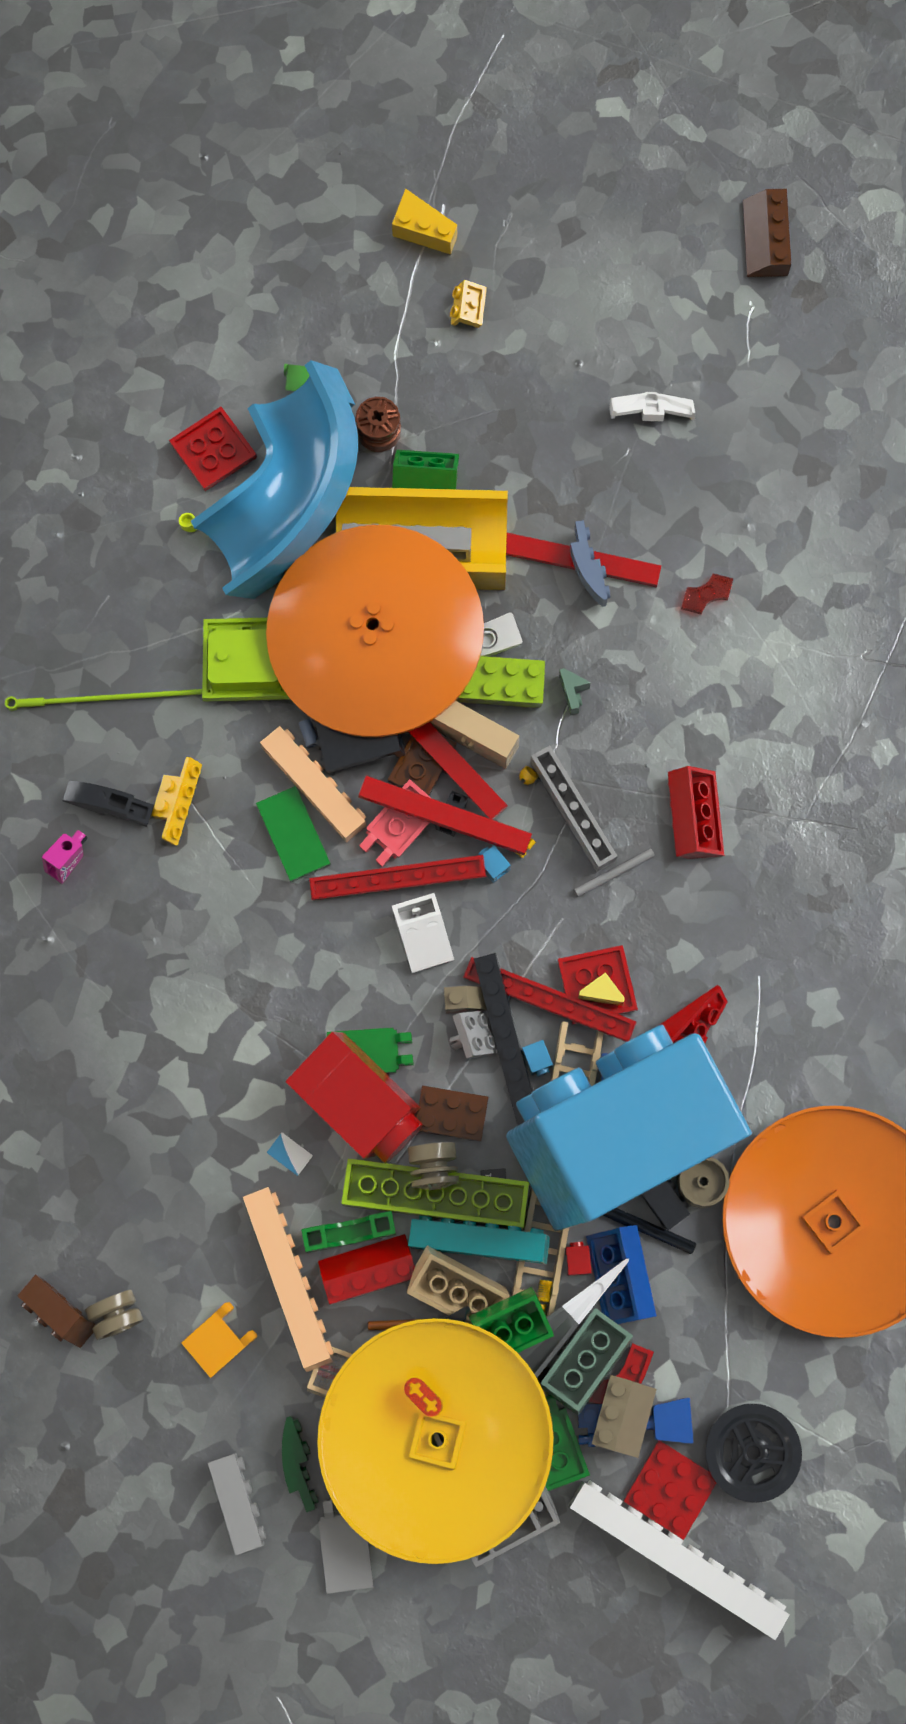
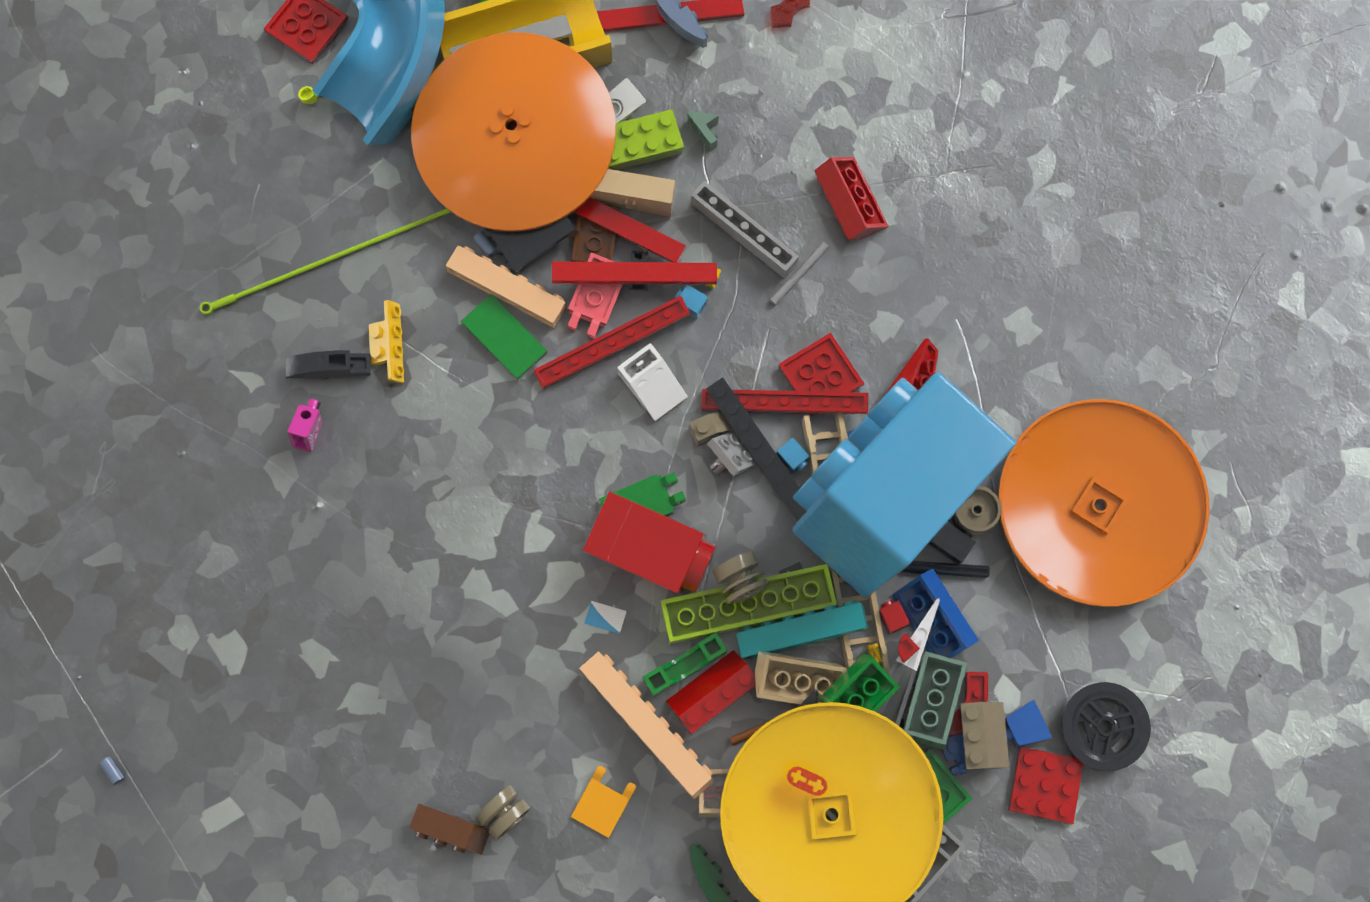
camera: 25 degrees left, 0 degrees up
(238, 661) = (400, 201): lime piece -> none
(452, 1113) = (736, 530): reddish brown plate -> none
(528, 775) = (693, 214): yellow hinge -> none
(576, 1297) = (906, 648): none -> red tile
(602, 991) = (829, 377): light yellow slope -> none
(677, 1559) = (1077, 841): white brick -> none

